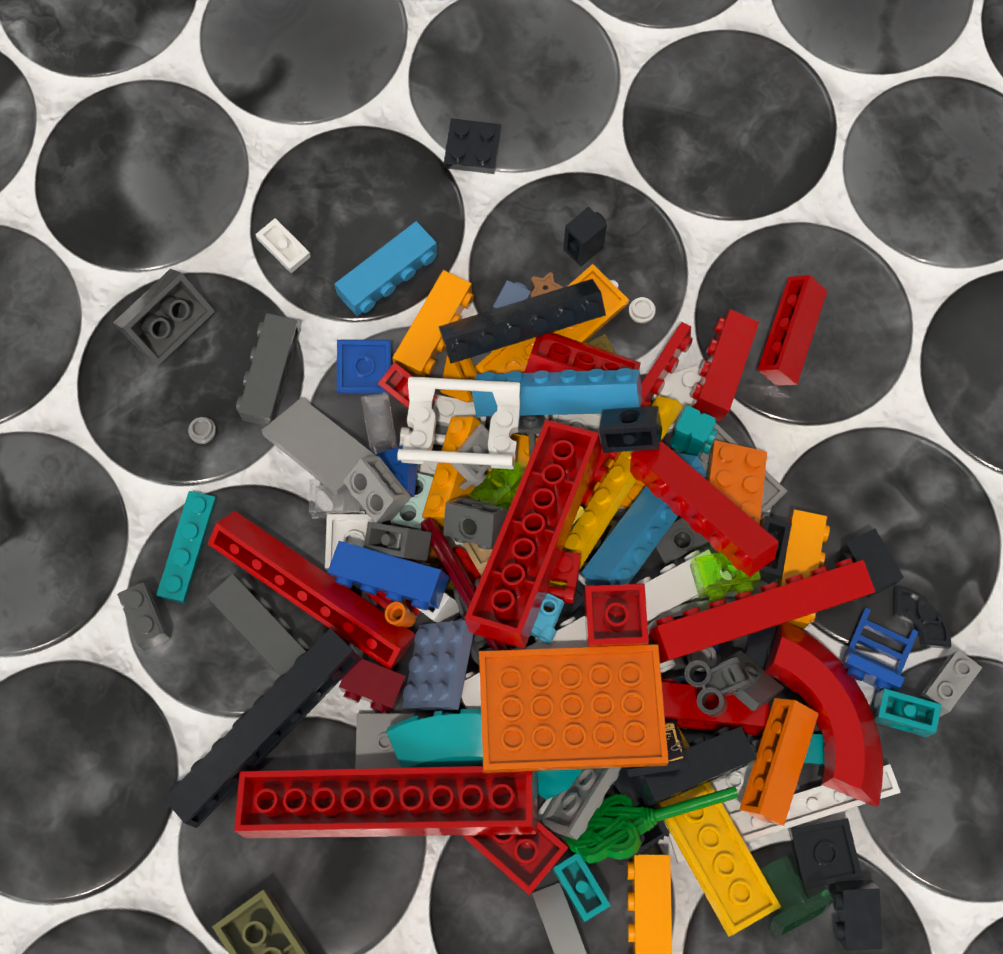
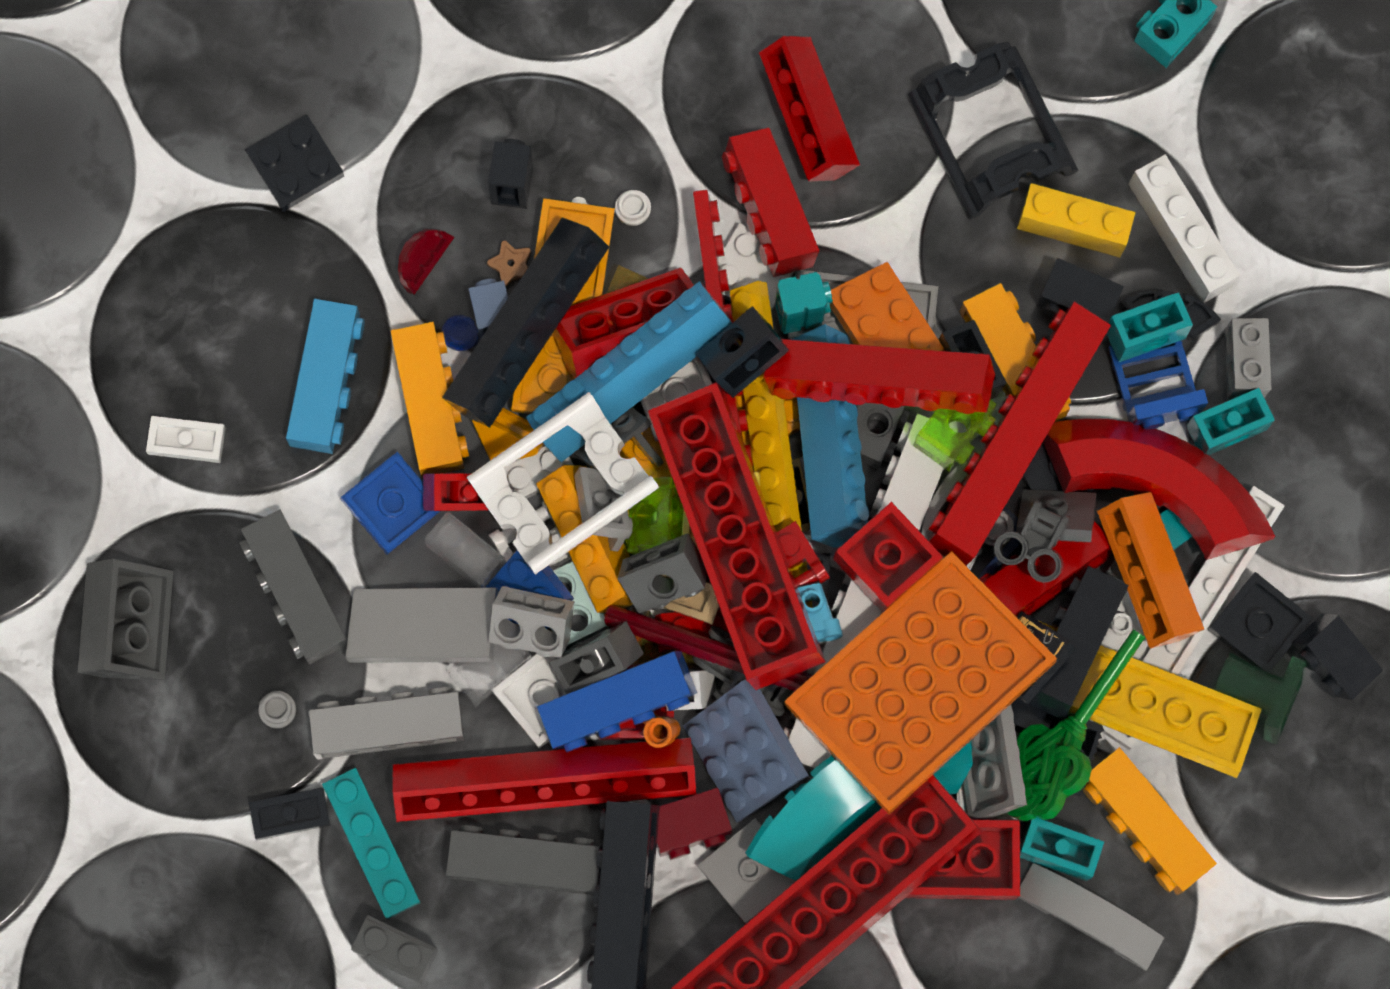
camera: 45 degrees left, 5 degrees up
(156, 492) = (289, 814): none -> black plate
(252, 486) = (386, 724): none -> light grey brick
(482, 302) = (460, 333): none -> clear blue plate
(497, 245) = (420, 257): none -> dark red plate
(884, 453) = (1004, 172): none -> black piece
(899, 613) = (1149, 327): none -> teal brick
(905, 516) = (1076, 220): none -> yellow brick
(970, 574) = (1184, 229): none -> white brick

